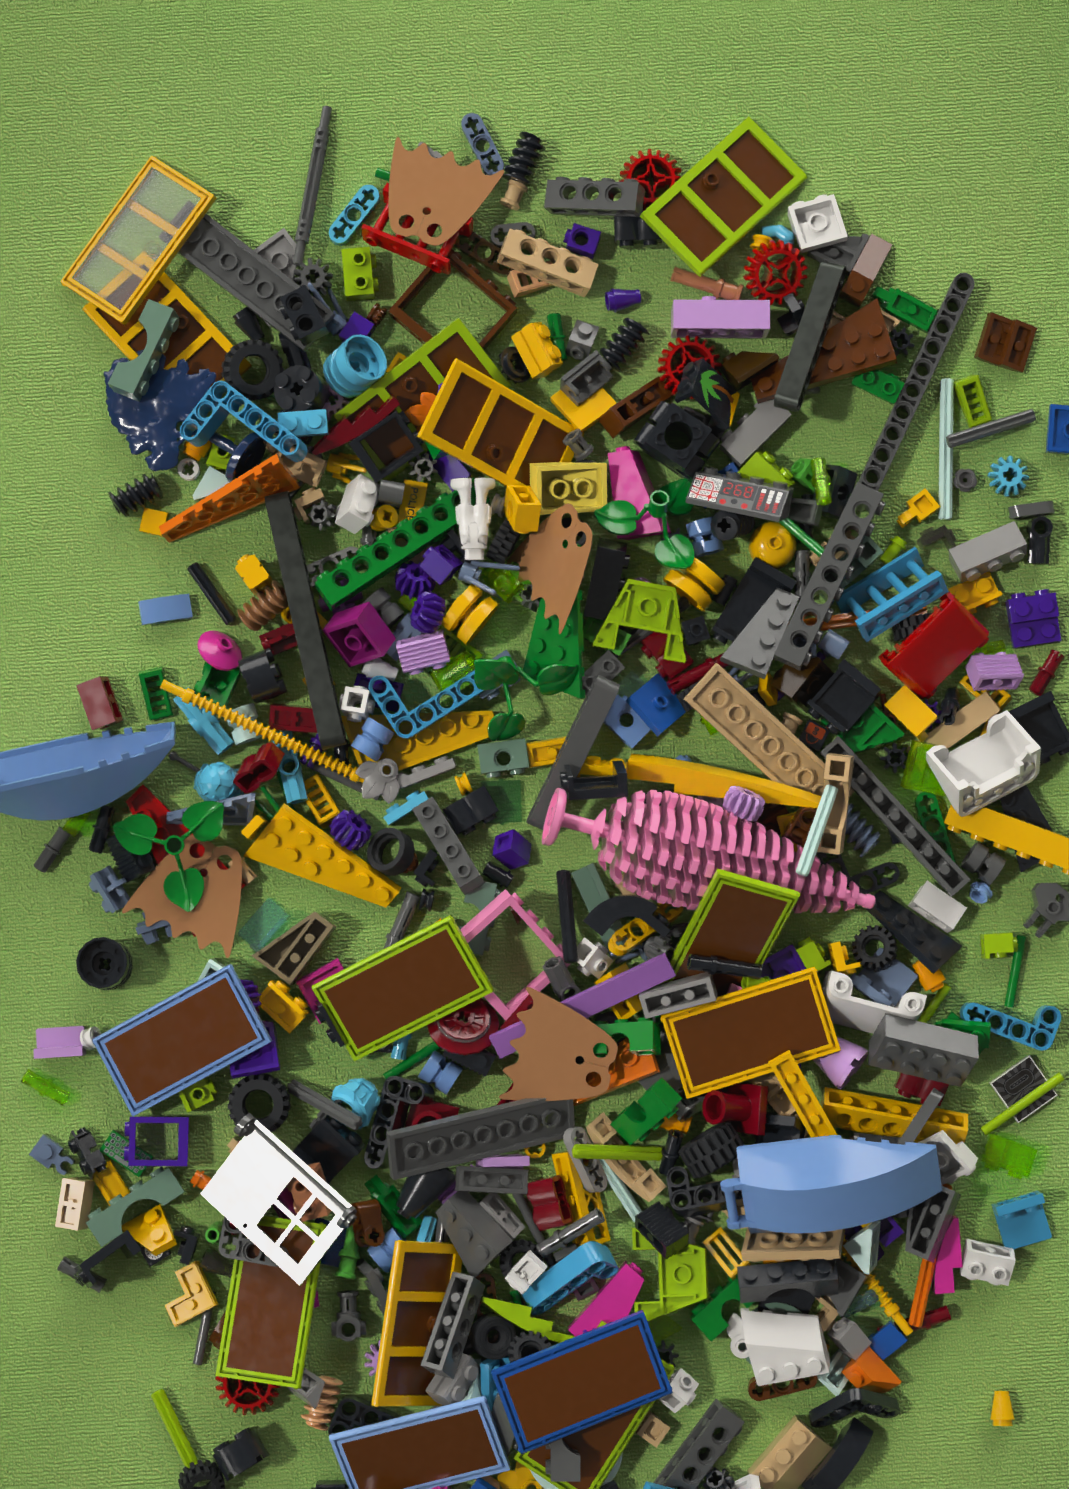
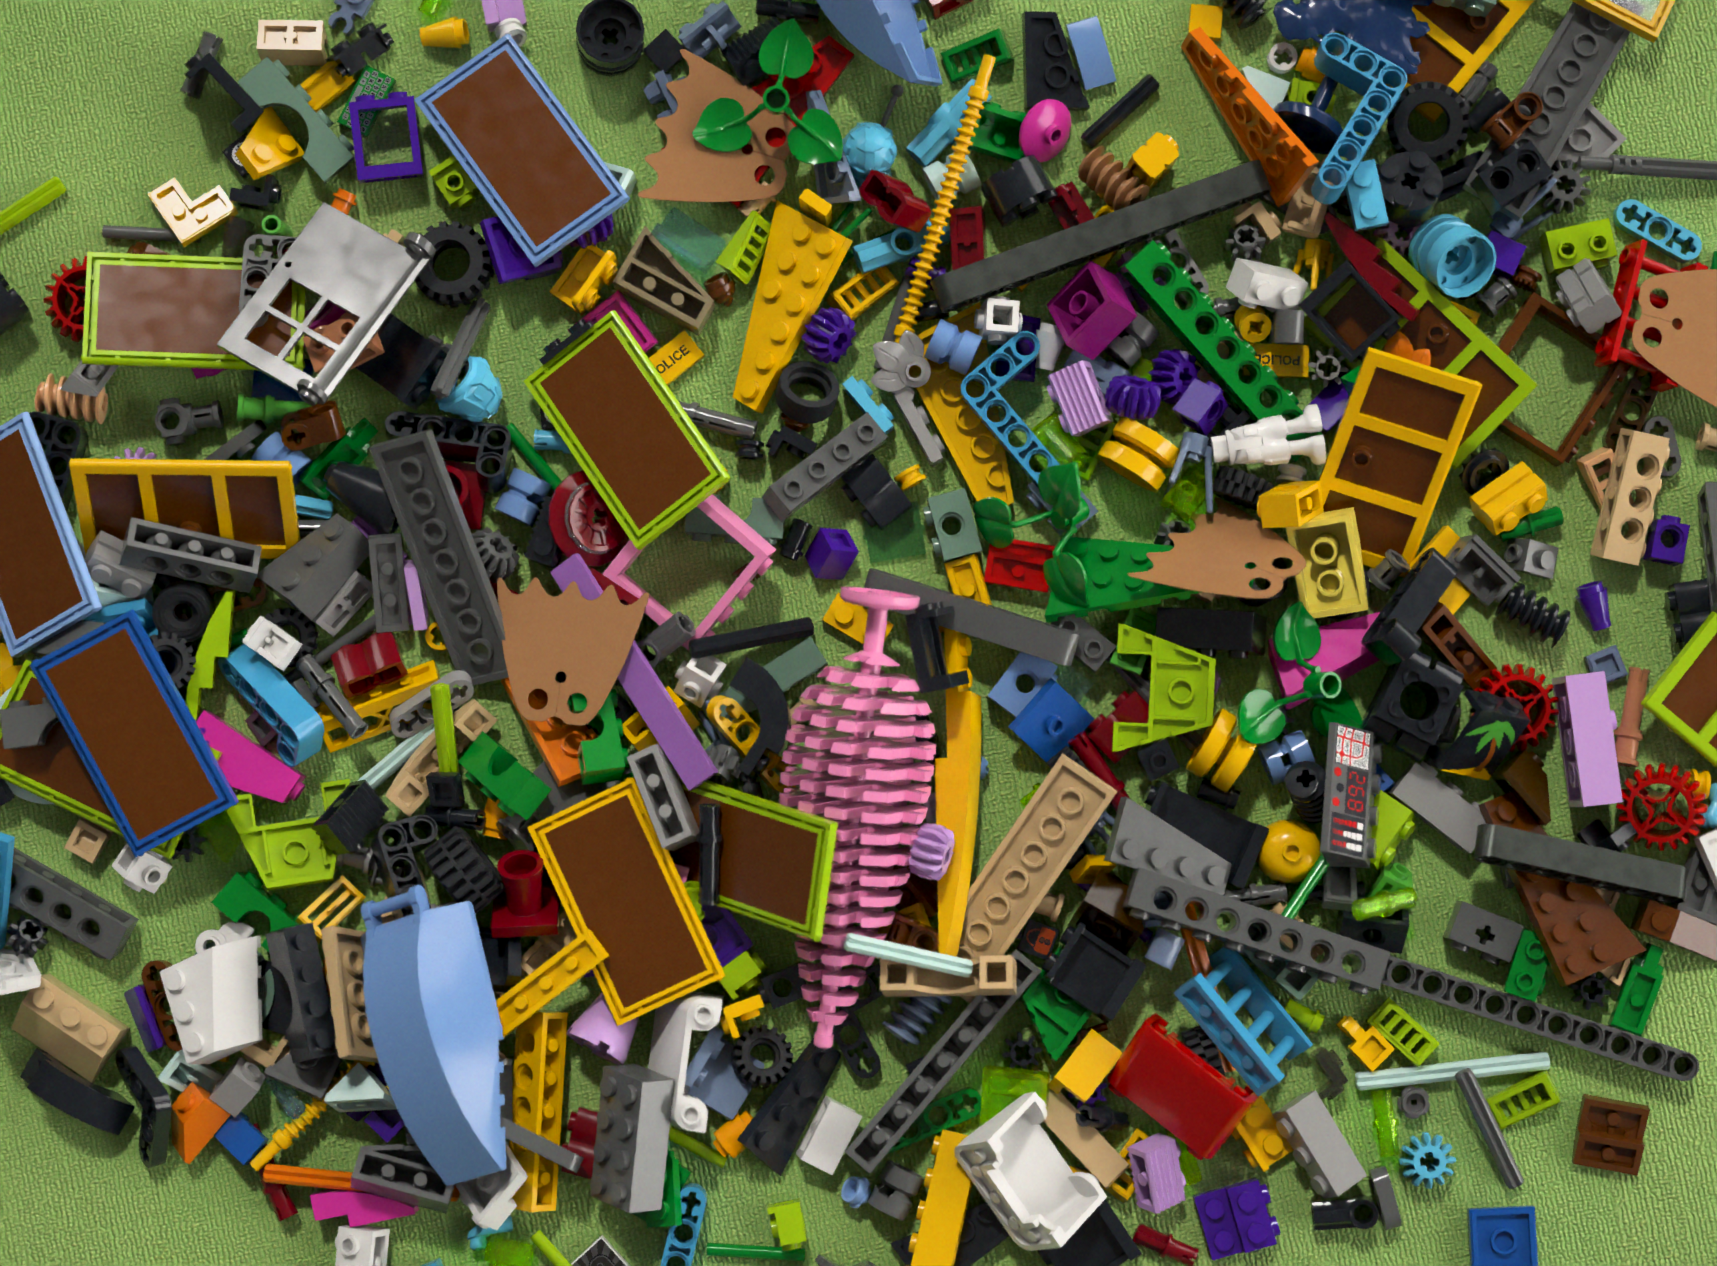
camera: 85 degrees right, 0 degrees up
(84, 1086) = (446, 33): none -> yellow cone
(120, 925) = (664, 51): none -> black tile
(169, 642) = (1047, 64): none -> black wing
(228, 329) = (1478, 83): none -> dark grey axle
(264, 310) = (1509, 123): none -> reddish brown piece
(282, 886) = (733, 260): none -> lime slope
(303, 906) = (721, 288): none -> reddish brown plate
(350, 945) = (676, 357): none -> yellow tile
(387, 338) = (1496, 296): none -> dark grey bush
(398, 272) = (1587, 296): none -> light grey brick
(479, 1097) = (496, 553): none -> dark grey gear
(538, 712) = (1018, 565): none -> red plate
(563, 843) = (850, 619): none -> yellow plate
(623, 446) = (1393, 631): none -> black beam
(649, 1156) = (445, 789): none -> black tile
(665, 295) = (1608, 661): none -> sand blue tile
(789, 1402) = (144, 1018): none -> dark purple slope
(817, 918) = (767, 992): none -> black brick
(839, 423) = (1502, 932): none -> dark grey brick
(930, 467) = (1427, 1048): none -> lime slope
(977, 502) = (1385, 1123): none -> clear neon green pin
(979, 1173) = (478, 1235): none -> medium azure arm

